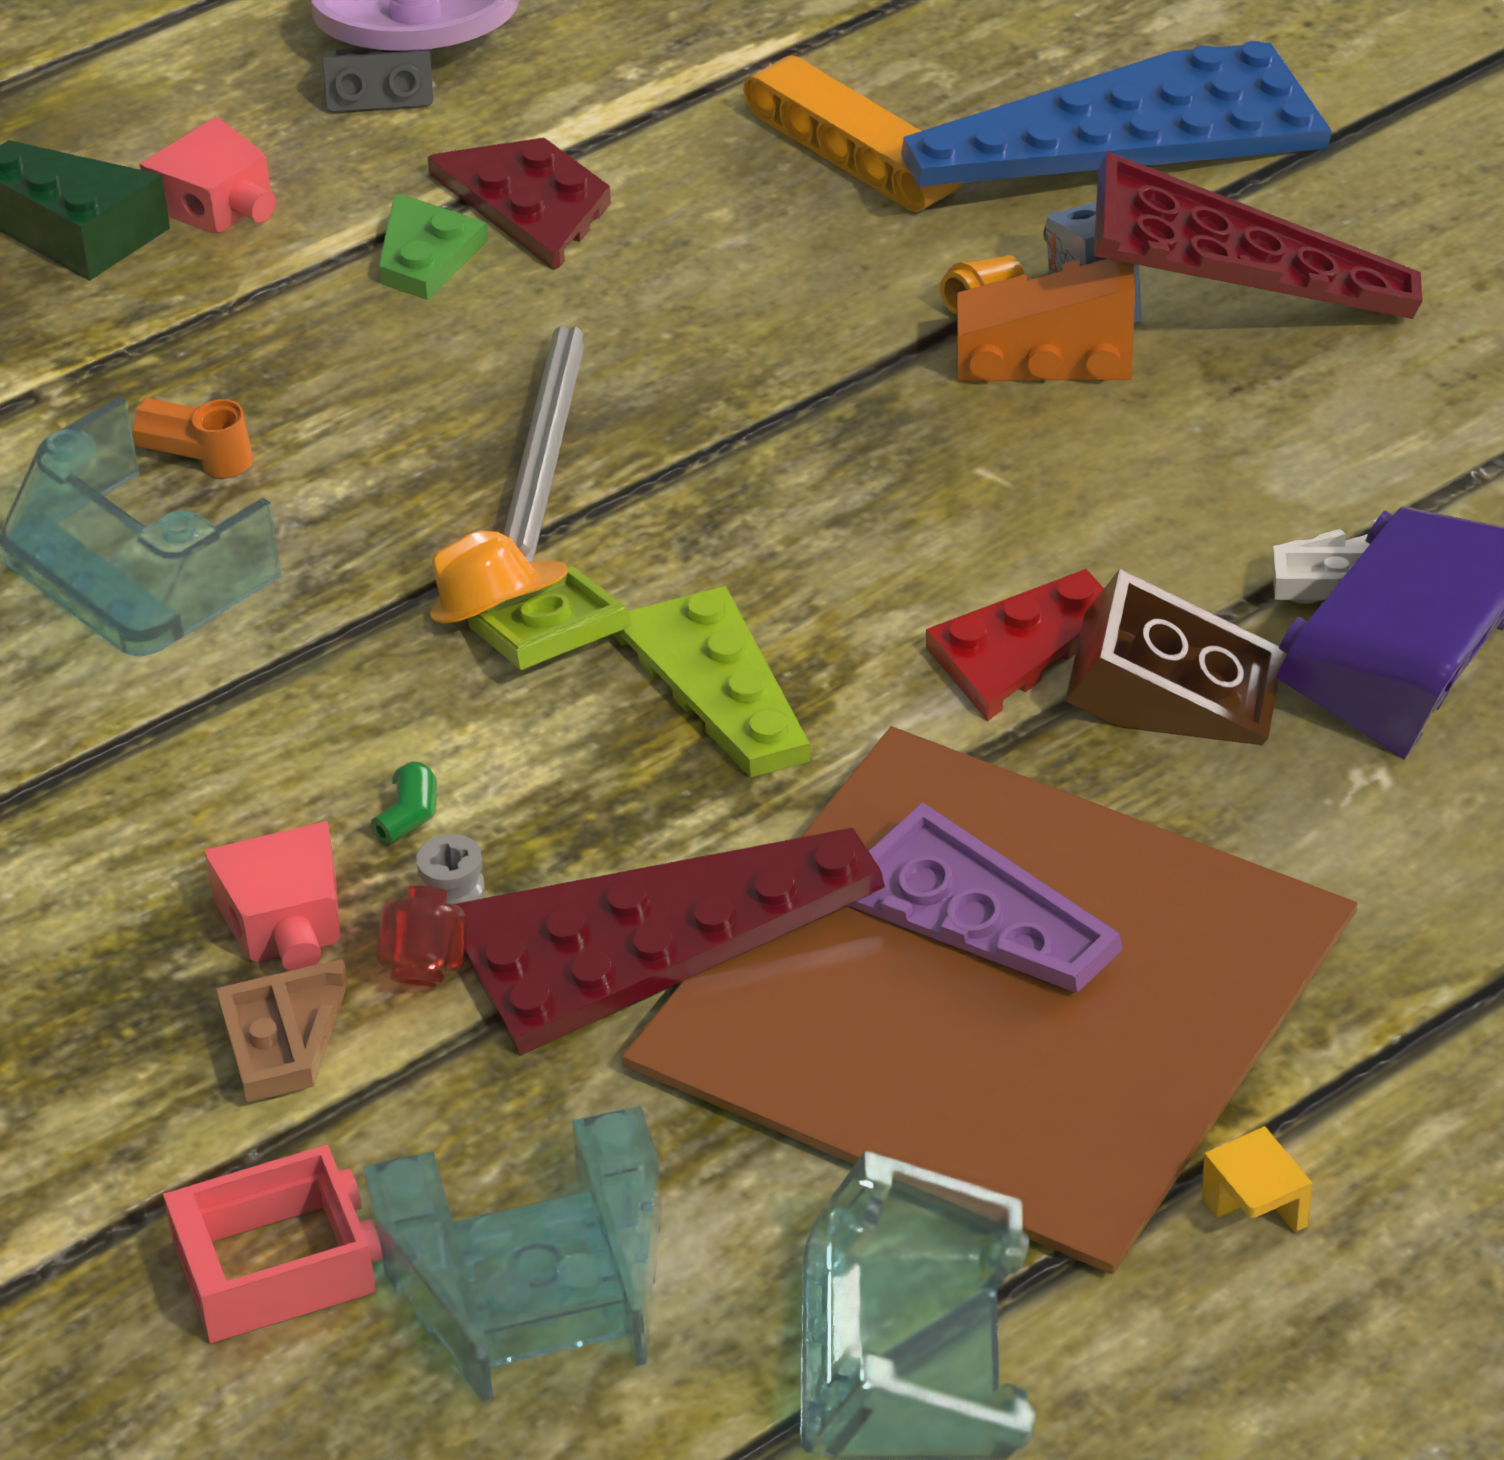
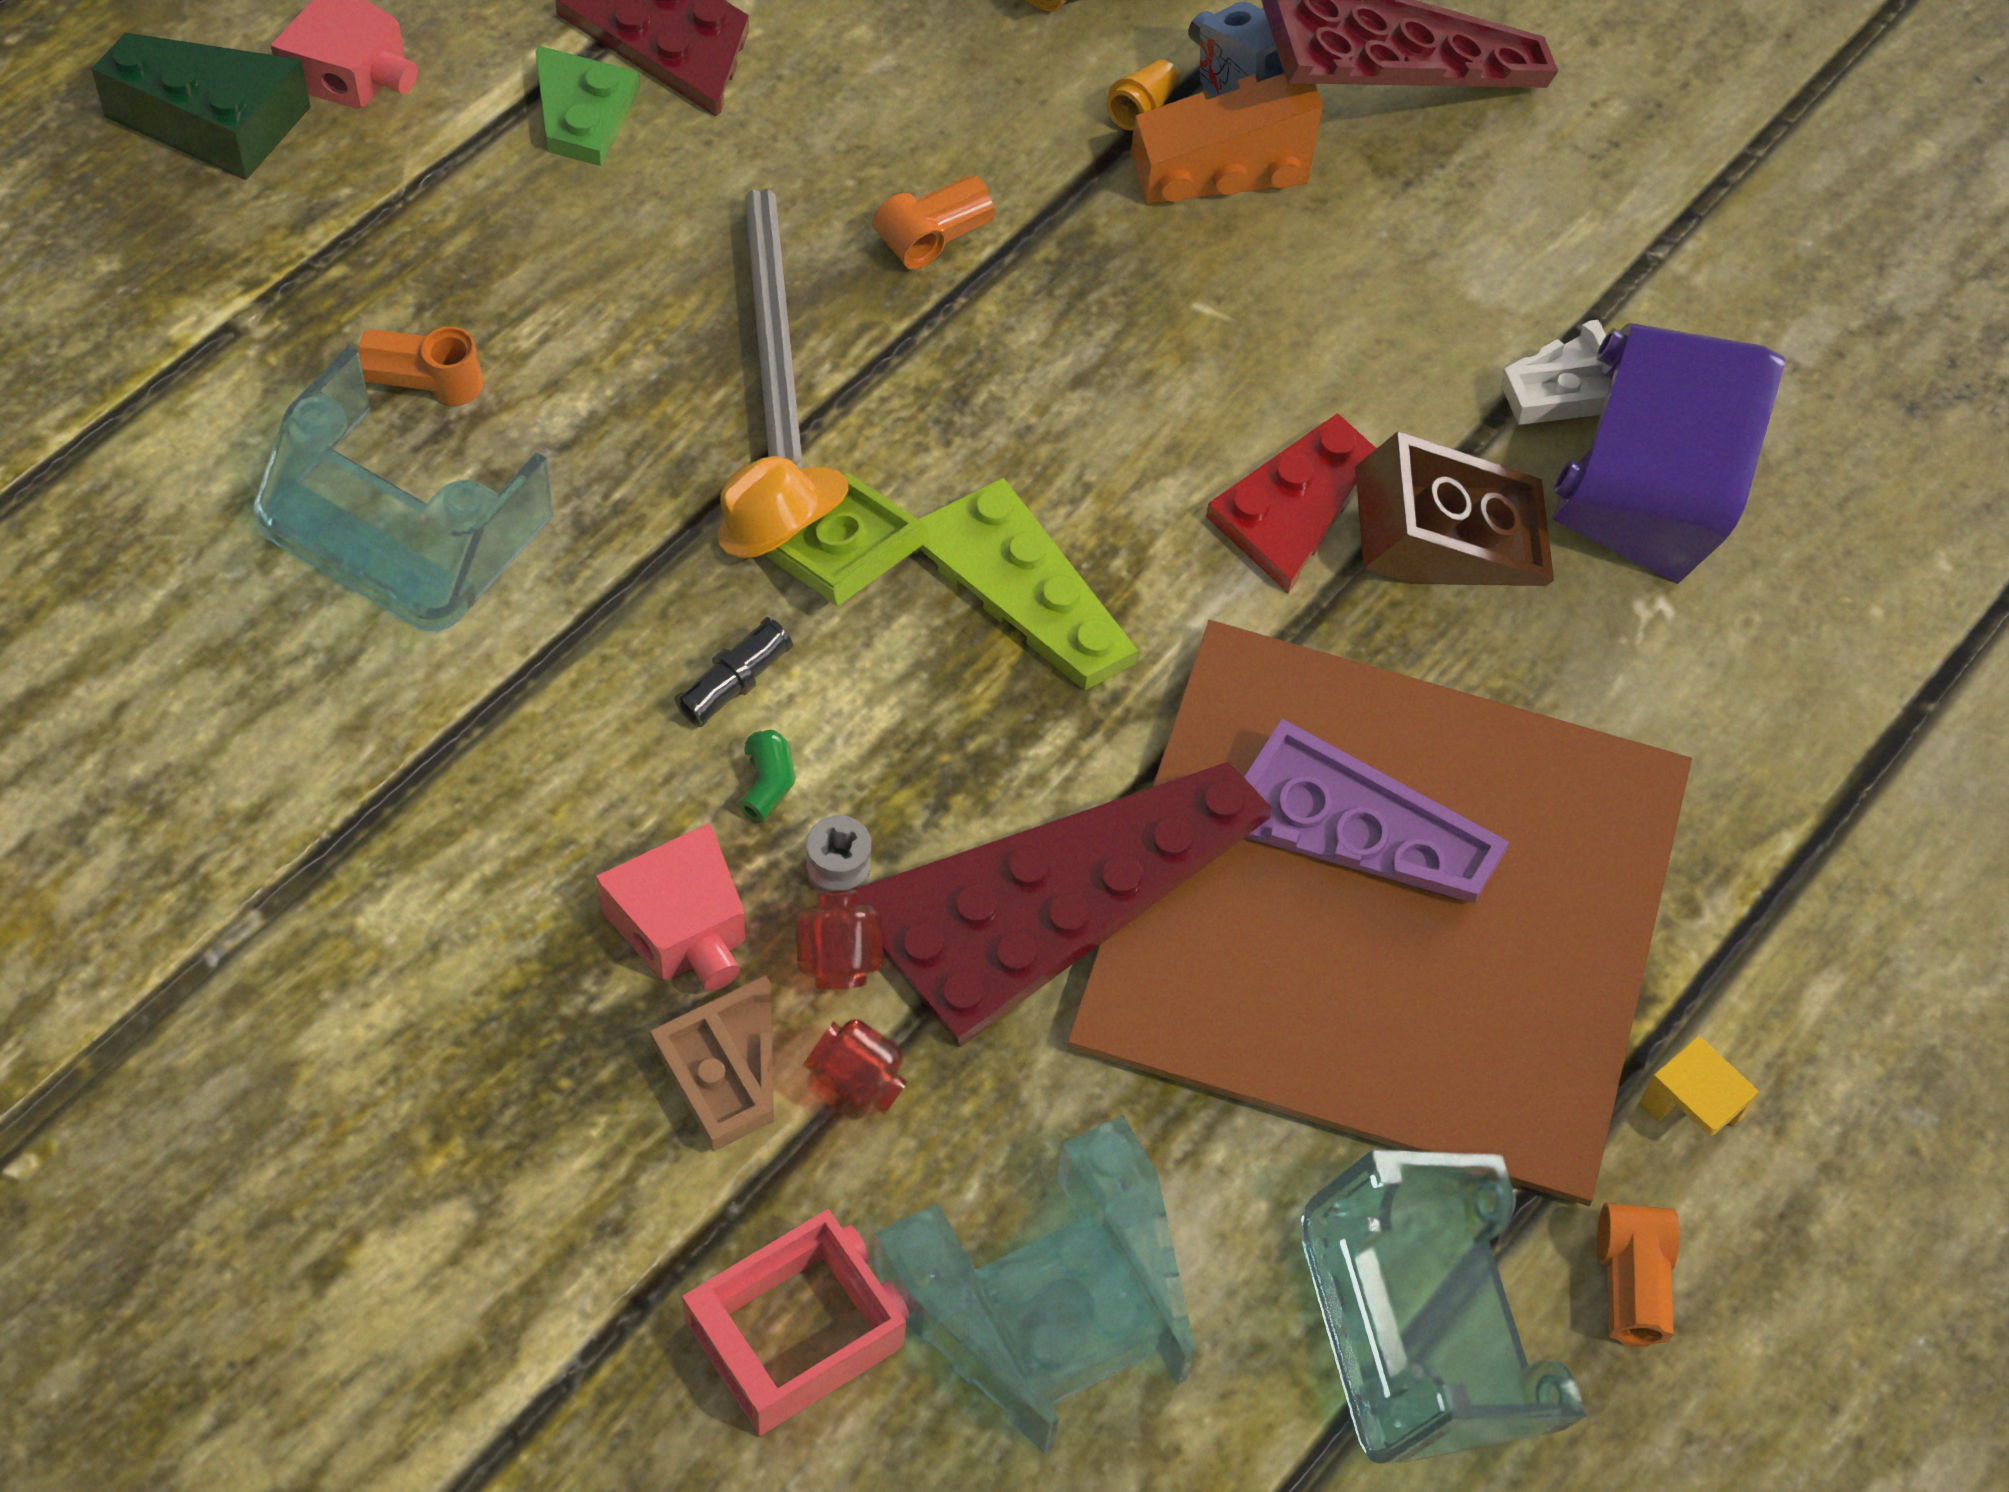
camera: 20 degrees left, 15 degrees up
(402, 1047) = (855, 1069): none -> clear red head
(403, 714) = (733, 672): none -> black pin
(715, 372) = (922, 226): none -> orange piece
(1142, 1319) = (1639, 1255): none -> orange piece

